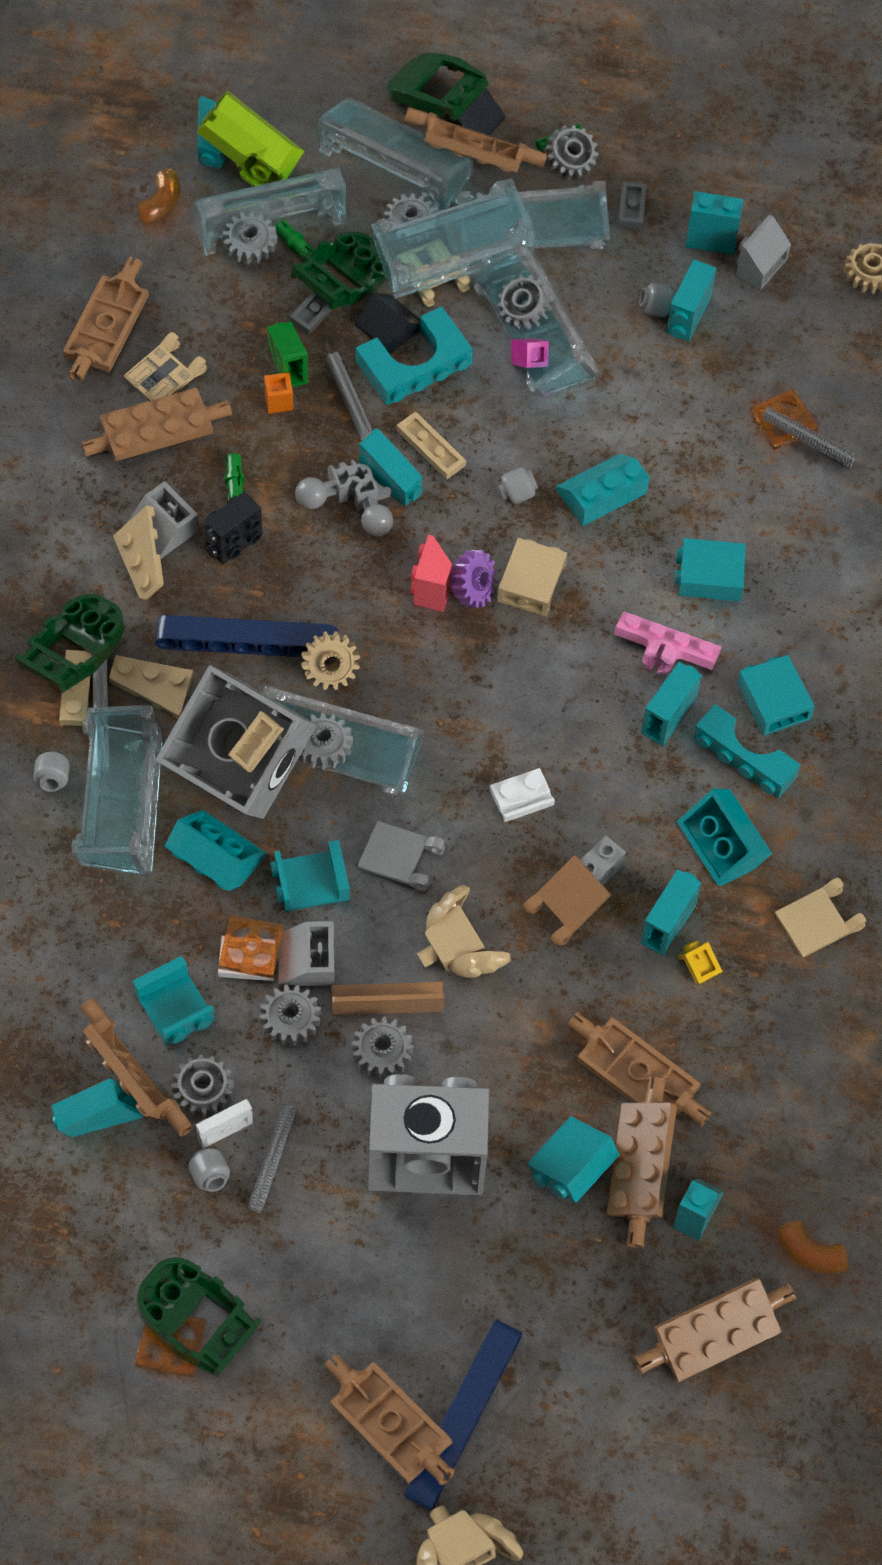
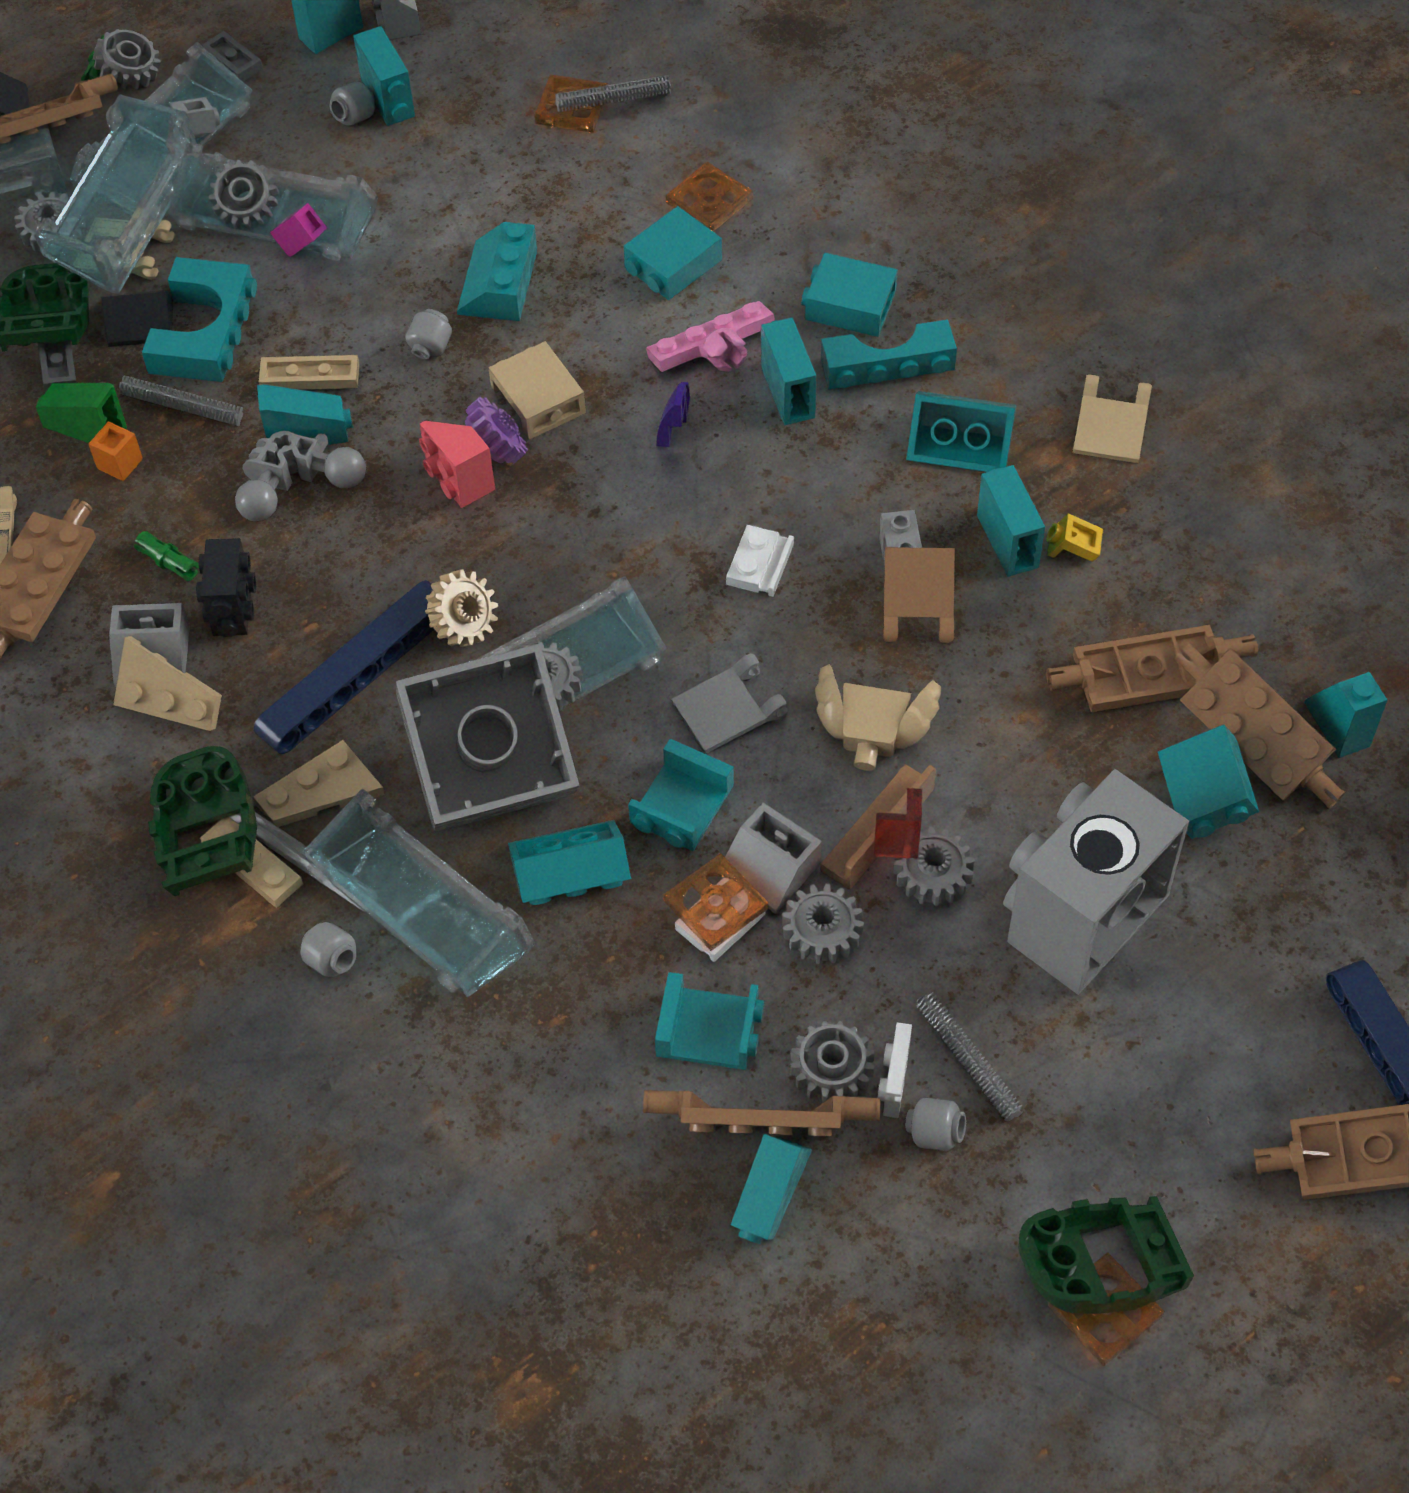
camera: 45 degrees left, 5 degrees down
(255, 741) = (520, 706): tan plate -> none
(378, 1013) = (900, 833): none -> clear red panel
(558, 226) = (201, 115): none -> light grey brick
(592, 662) = (674, 413): none -> dark purple brick
(781, 539) = (725, 184): none -> clear orange piece

